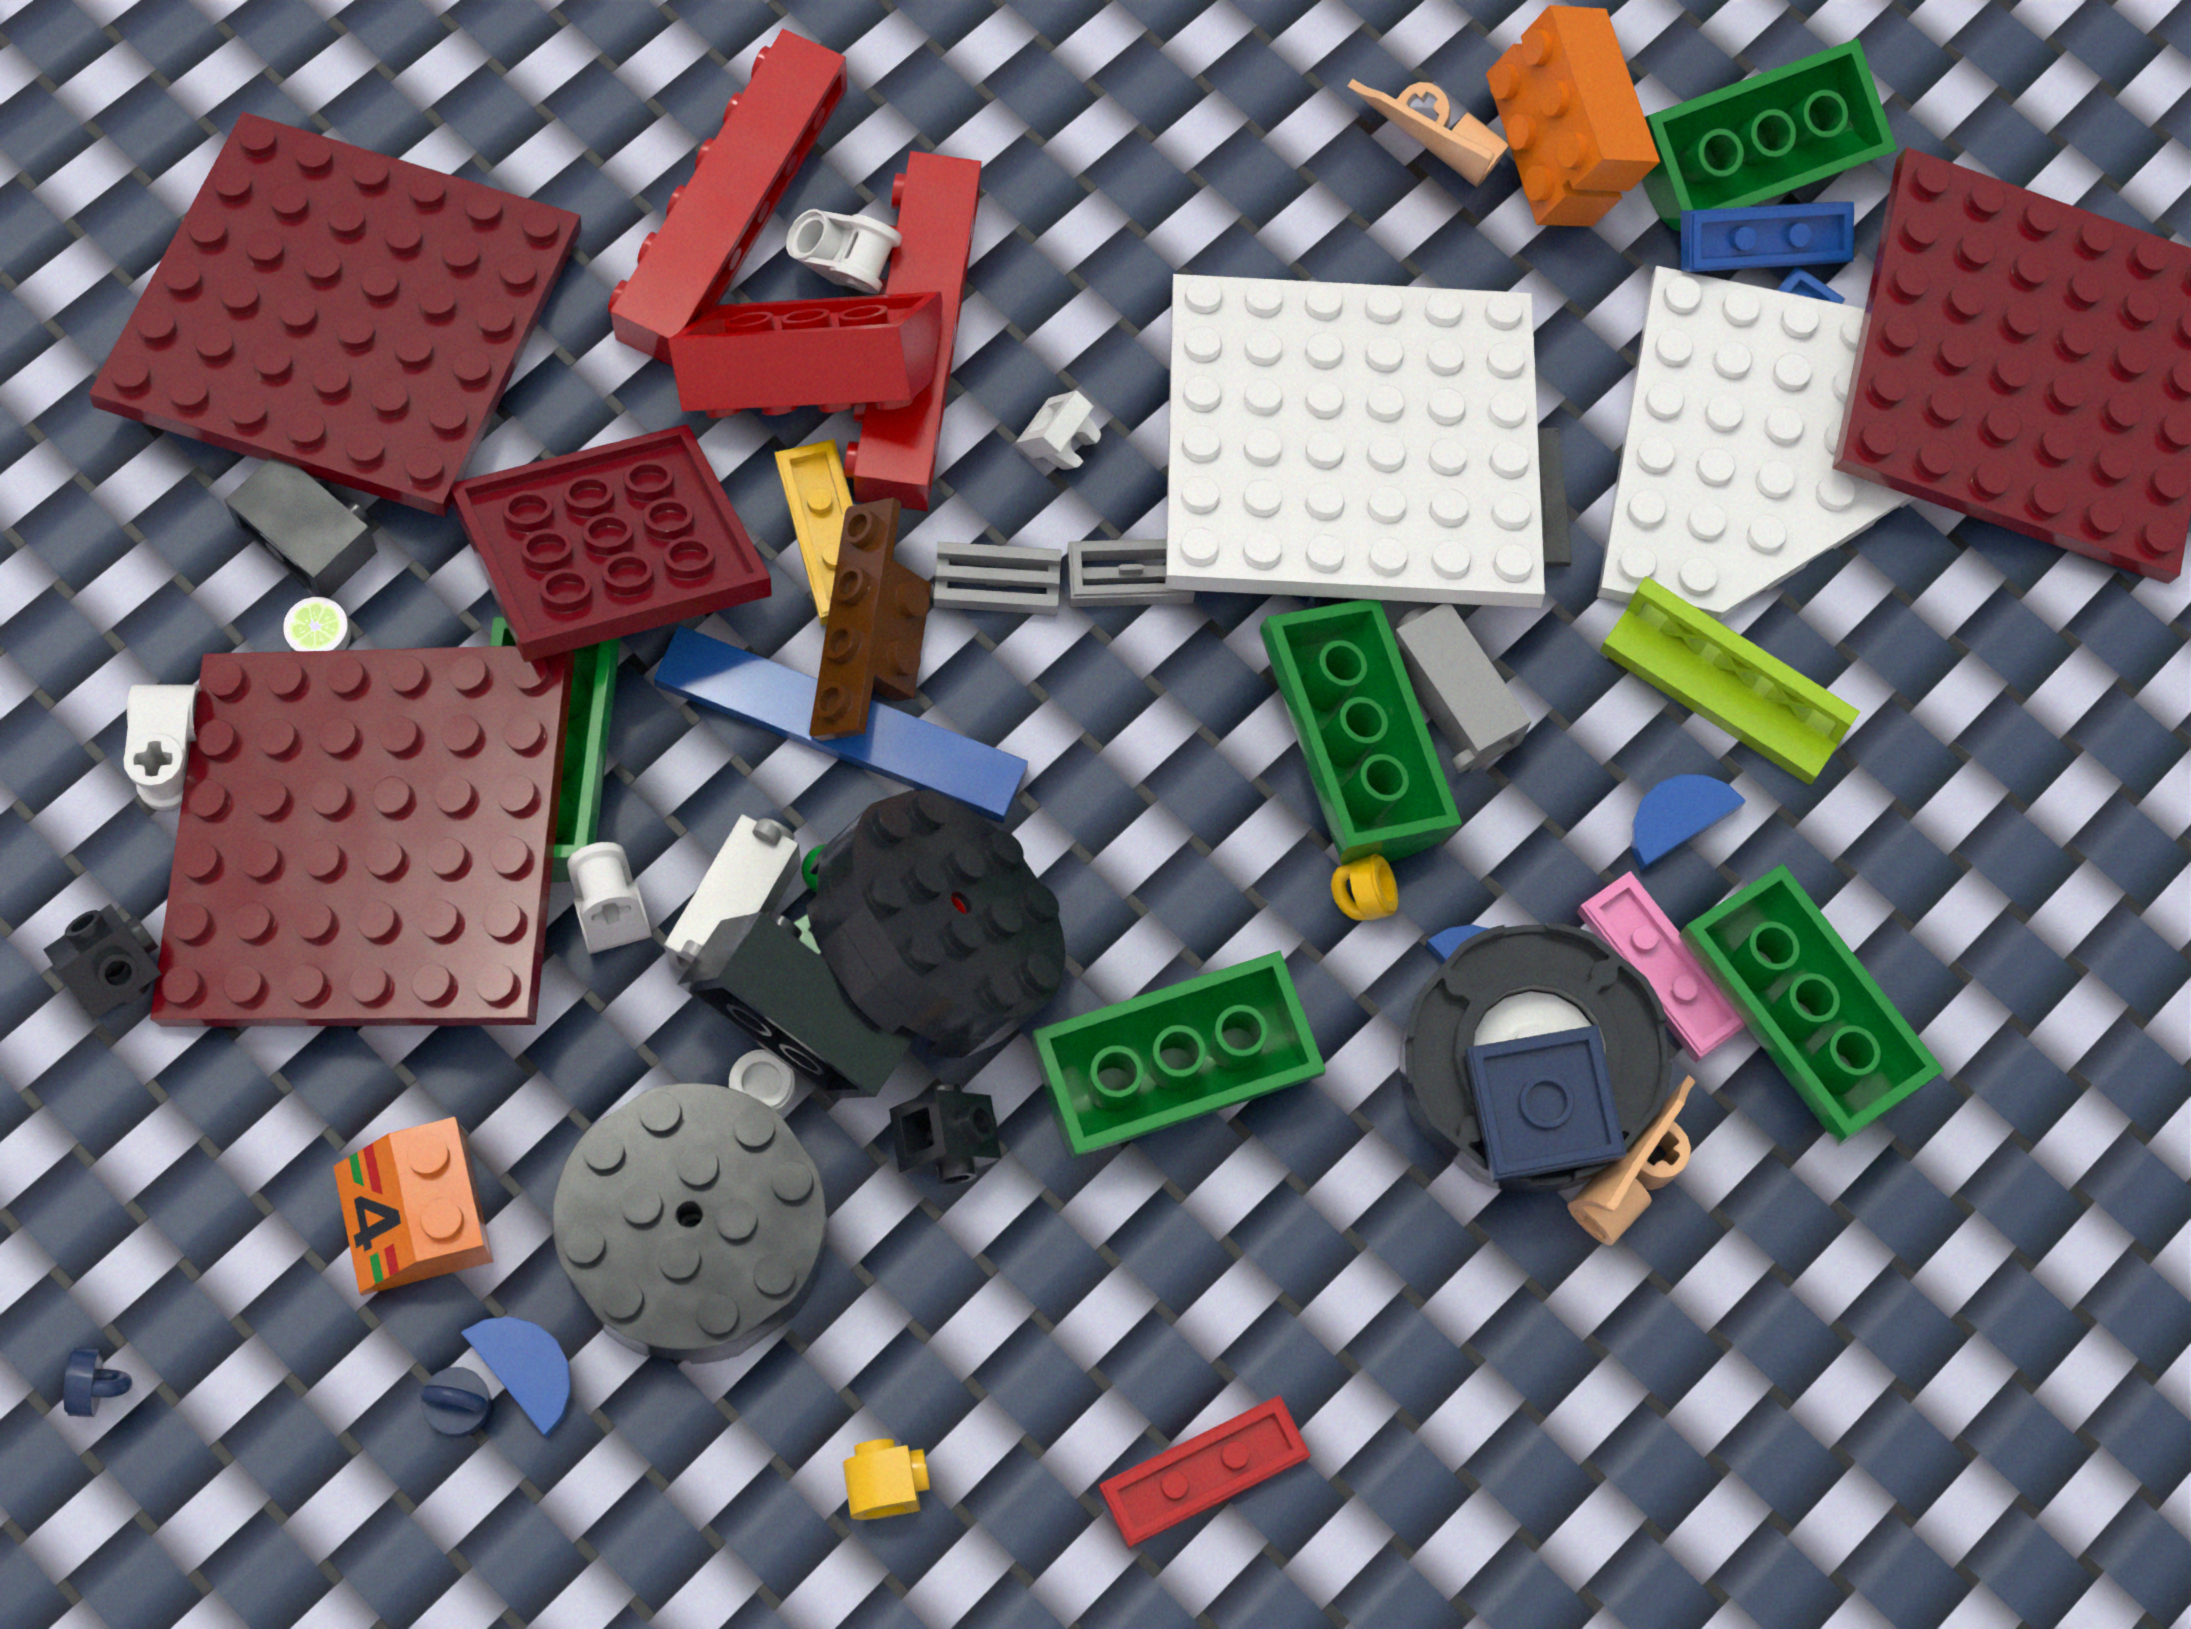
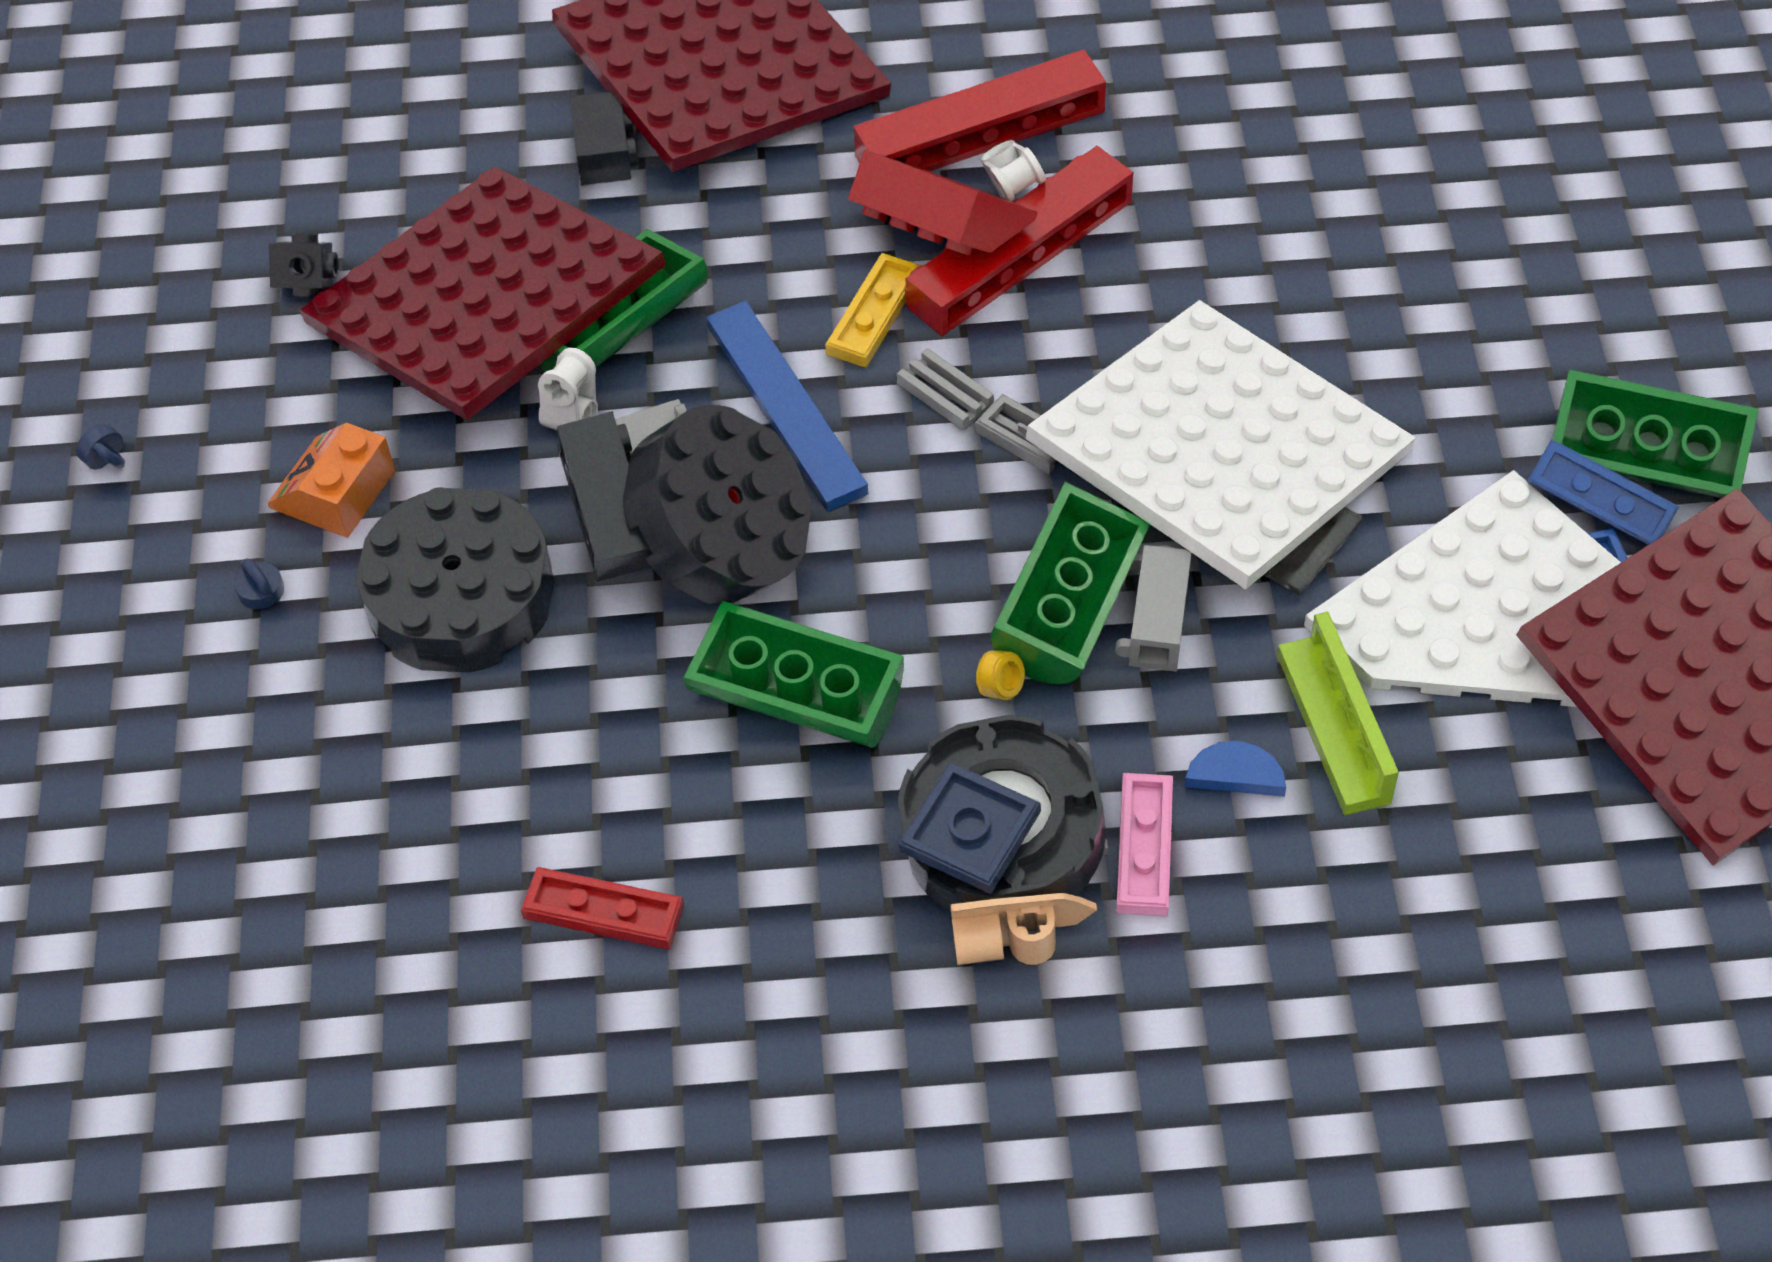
camera: 50 degrees right, 15 degrees down
(159, 741) = (431, 187): white piece -> none
(317, 626) = (565, 187): tile -> none
(527, 1365) = (310, 594): tile -> none
(608, 542) = (737, 226): dark red plate -> none
(764, 1079) = (566, 547): white tile -> none
(871, 624) = (849, 364): reddish brown bracket -> none
(884, 1479) = (426, 777): yellow plate -> none
(945, 1134) = (629, 627): black brick -> none
(1054, 426) = (1050, 331): white tile -> none
(1467, 149) = (1441, 321): light nougat panel -> none
(1572, 116) = (1522, 348): orange piece -> none
(1810, 1004) = (1207, 919): green brick -> none

